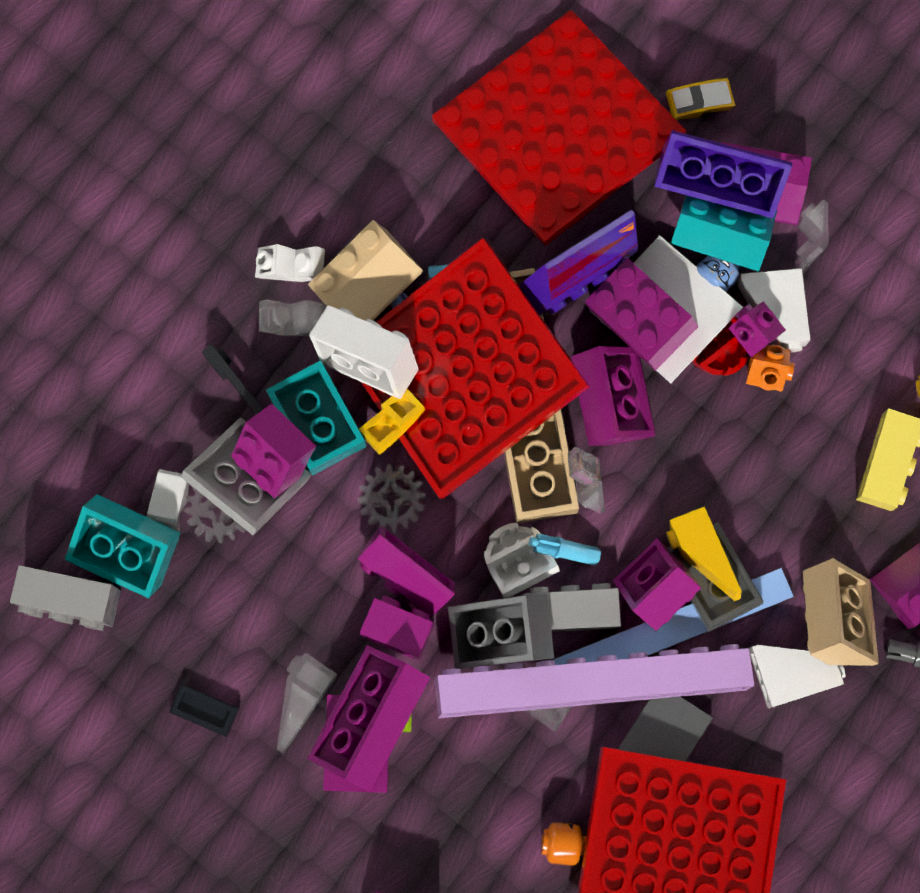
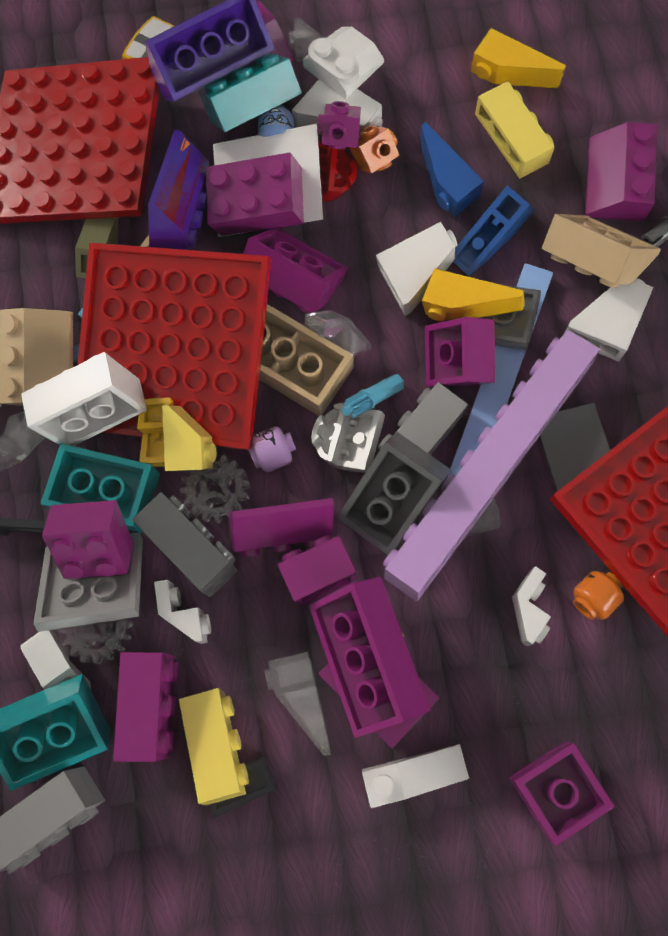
camera: 40 degrees left, 5 degrees down
(199, 598) = (145, 707): none -> magenta brick
(215, 667) = (213, 746): none -> light yellow brick
(281, 571) = (189, 621): none -> white slope
(320, 823) = (414, 775): none -> white slope
(332, 518) = (186, 543): none -> dark grey brick
(403, 449) = (185, 441): none -> light yellow slope
(457, 512) = (272, 449): none -> lavender head
(494, 226) = (94, 231): none -> olive slope
(503, 812) = (530, 618): none -> white slope
(698, 484) = (412, 262): none -> white slope
(784, 519) = (492, 231): none -> blue slope
(799, 451) = (451, 177): none -> blue slope
(819, 275) = (343, 60): none -> white slope

